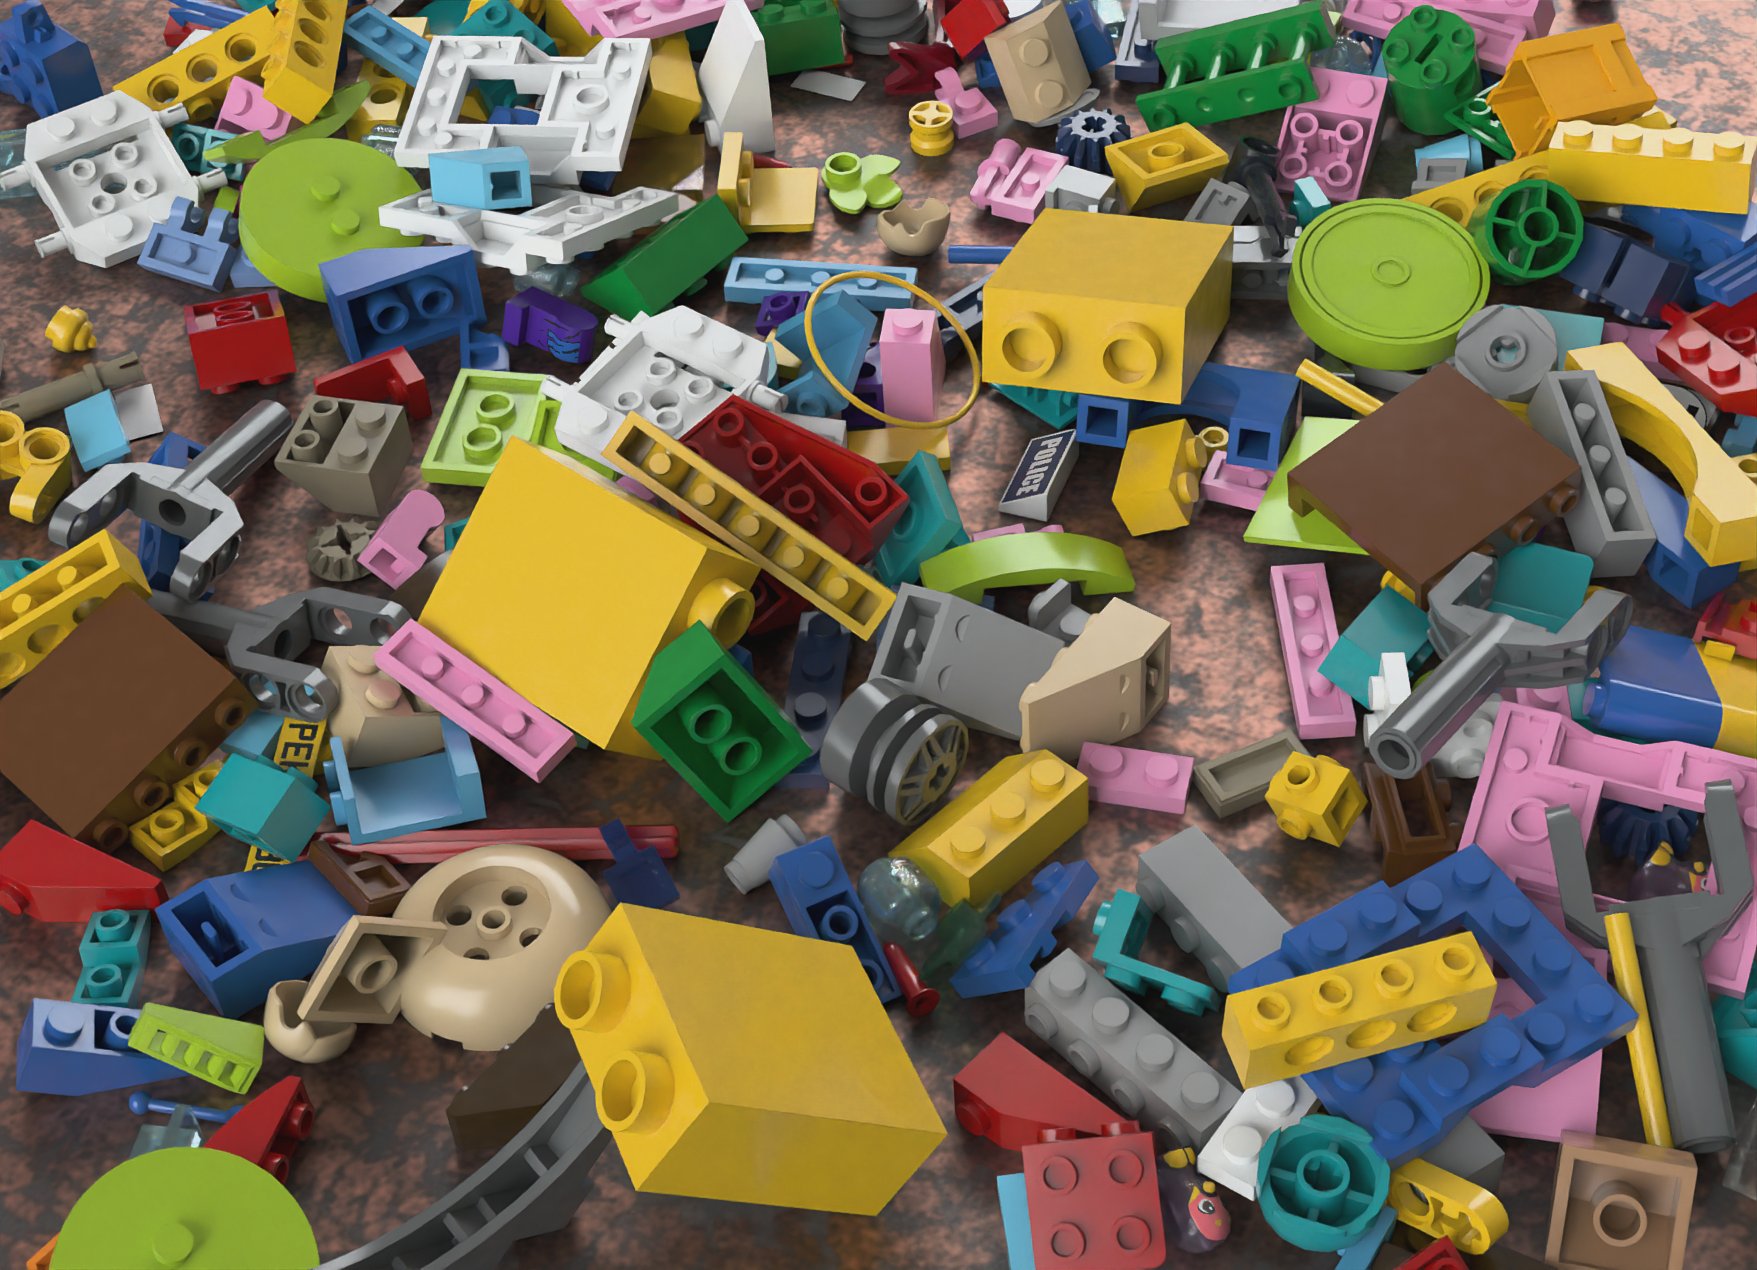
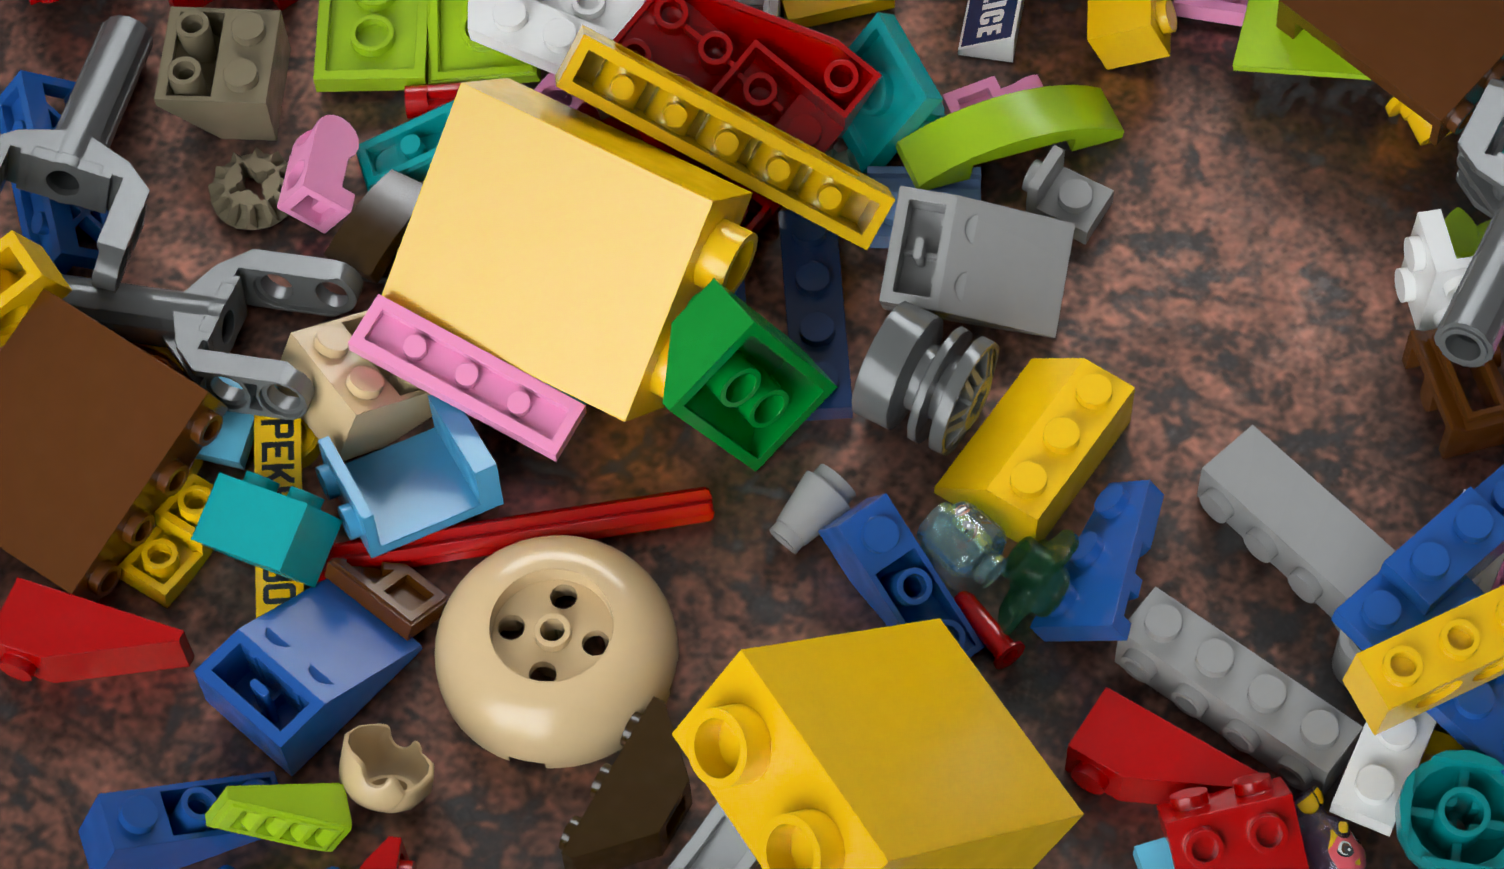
camera: 10 degrees left, 15 degrees up
(113, 958) = (148, 725): teal slope -> none
(359, 968) = (427, 710): tan slope -> none
(637, 876) = (686, 557): clear blue plate -> none
(1100, 684) = (1125, 270): tan slope -> none
(1122, 934) = (1204, 561): teal bracket -> none
(1136, 777) = (1172, 365): bright pink plate -> none
(1245, 774) = (1292, 345): dark tan tile -> none
(1307, 636) = (1326, 194): bright pink plate -> none
(1315, 798) = (1365, 374): yellow brick -> none
(1384, 626) = (1402, 177): teal brick -> none

